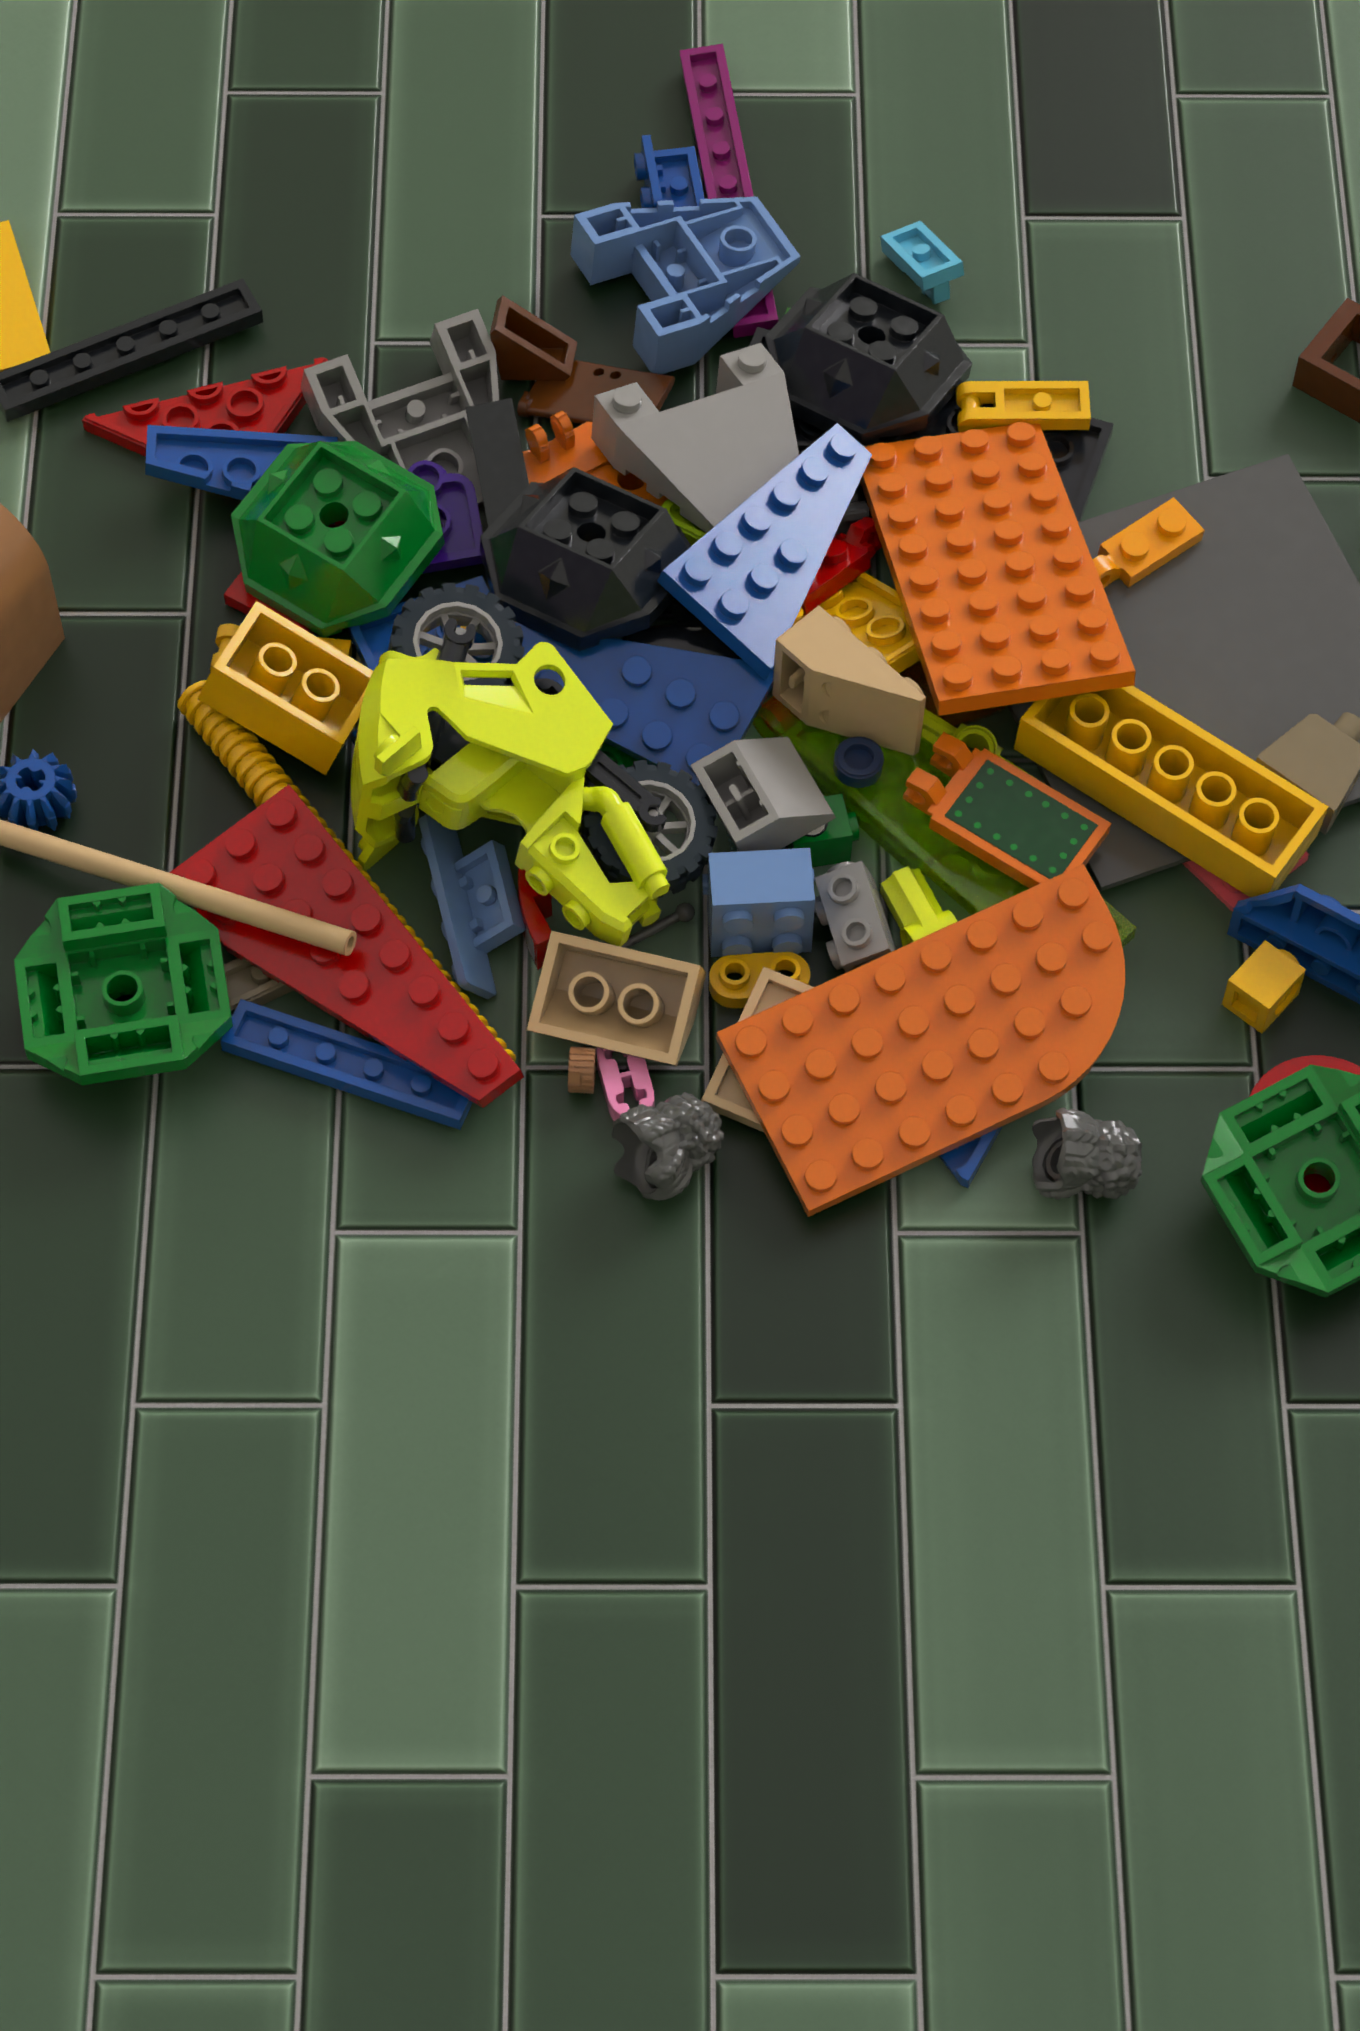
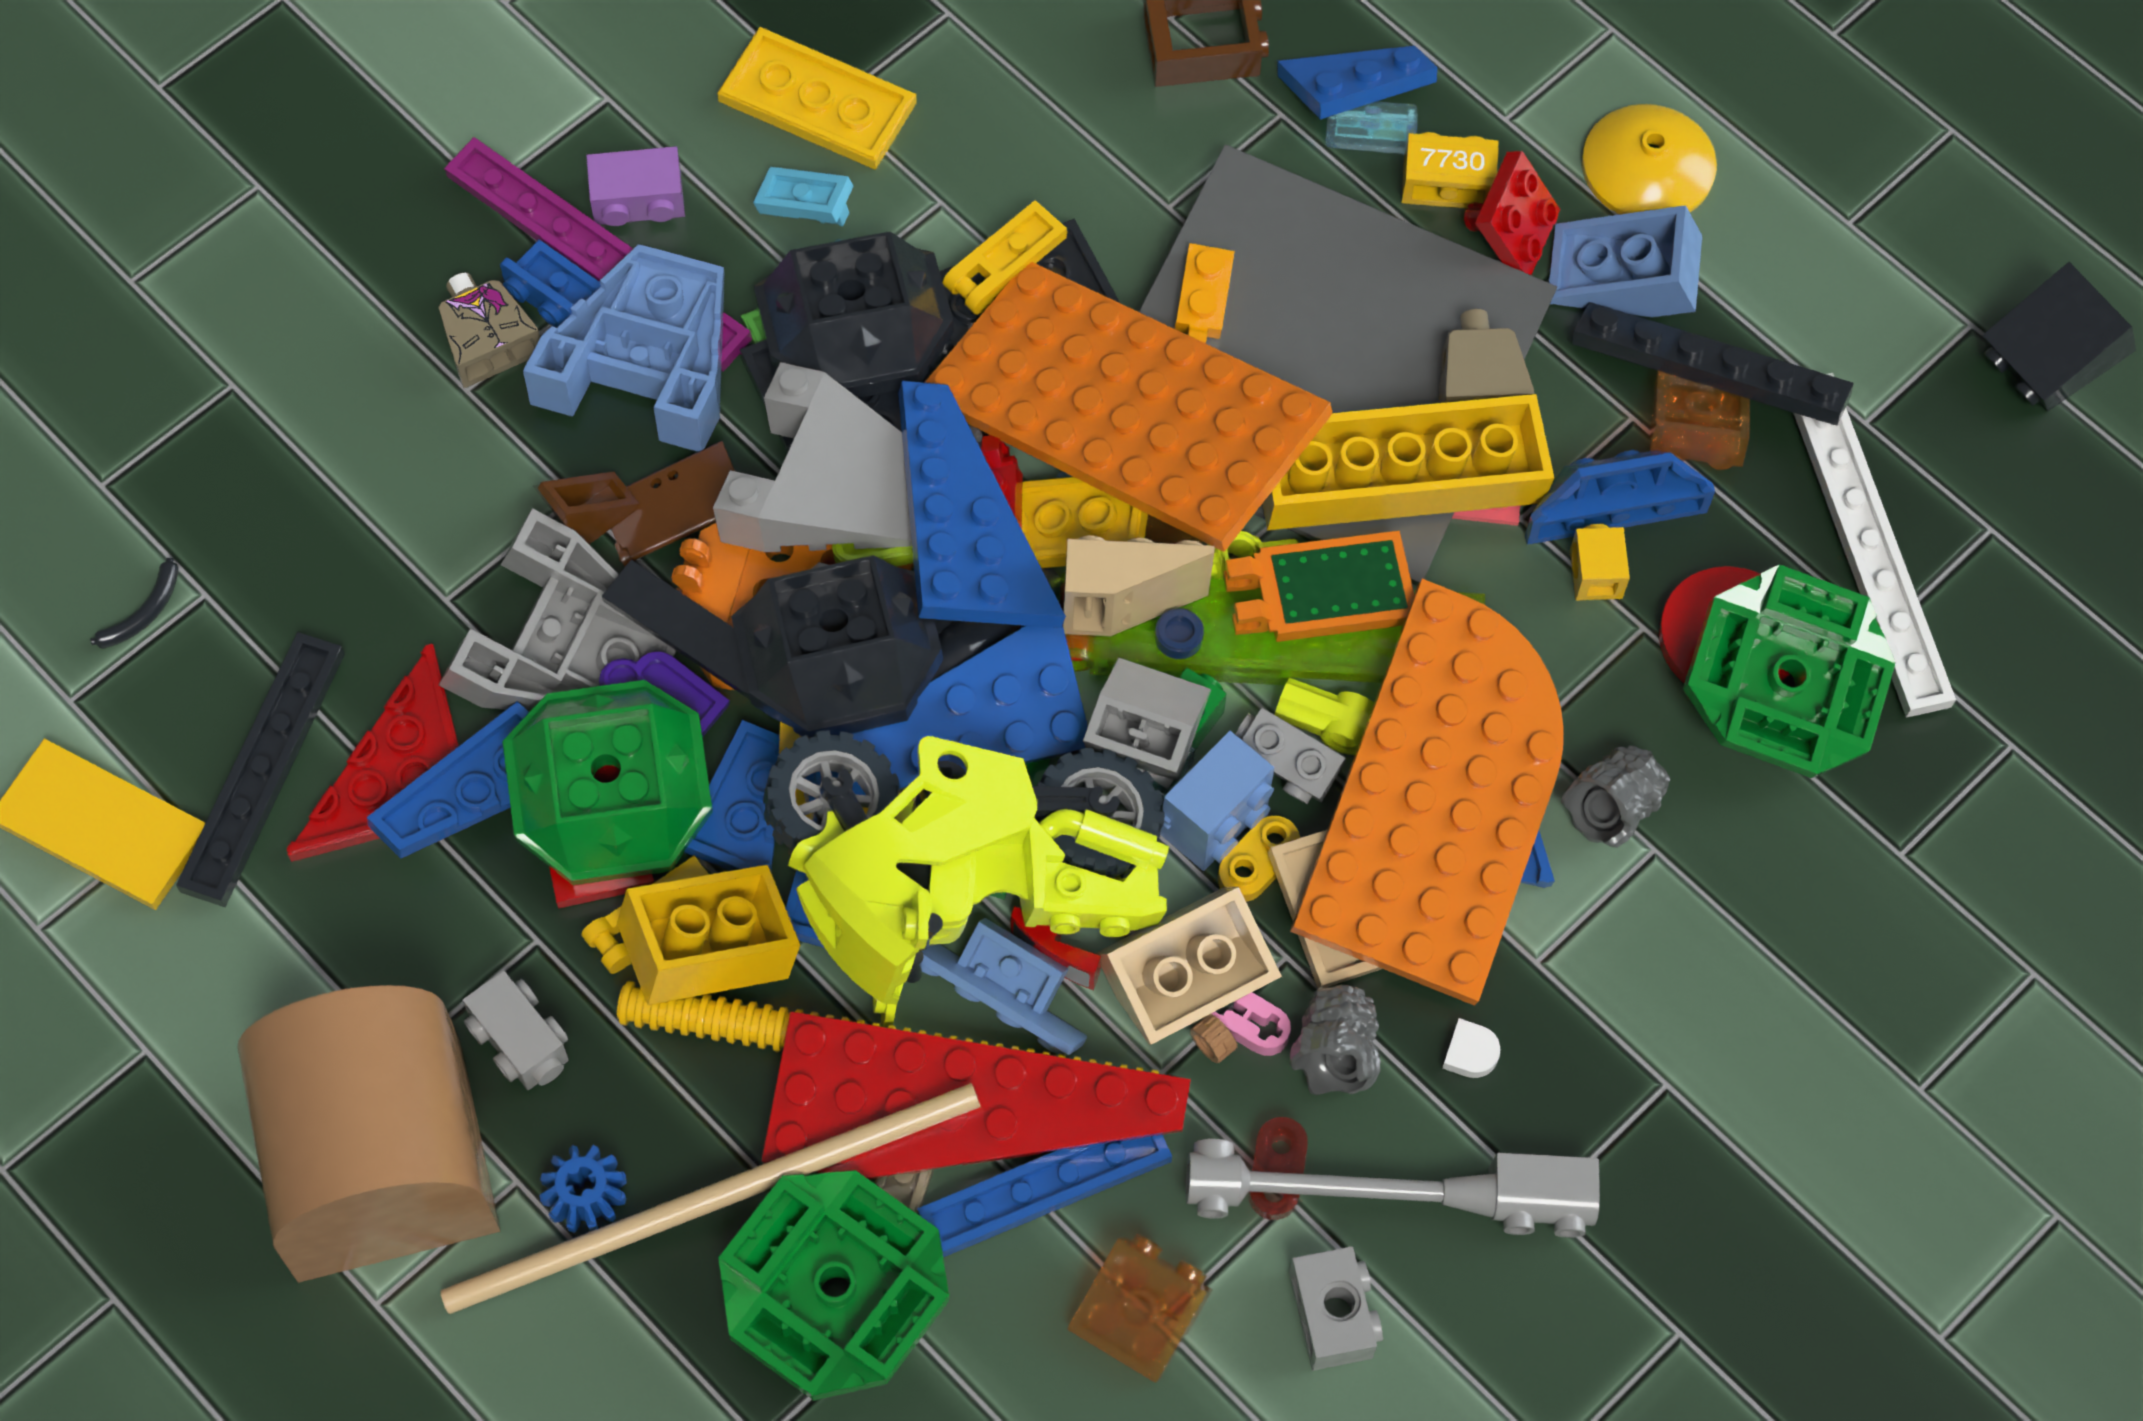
camera: 45 degrees left, 5 degrees up
(100, 650) = (524, 1041): none -> light grey brick
(163, 194) = (146, 613): none -> black piece
(324, 1201) = (1141, 1306): none -> clear orange plate
(464, 1298) = (1328, 1338): none -> light grey brick
(525, 1198) = (1268, 1160): none -> clear red plate
(585, 174) = (485, 329): none -> dark tan torso
(685, 1366) = (1515, 1190): none -> light grey bar
(770, 1247) = (1472, 1050): none -> white tile
(805, 162) = (635, 186): none -> medium lavender brick
(1013, 203) = (817, 98): none -> yellow tile

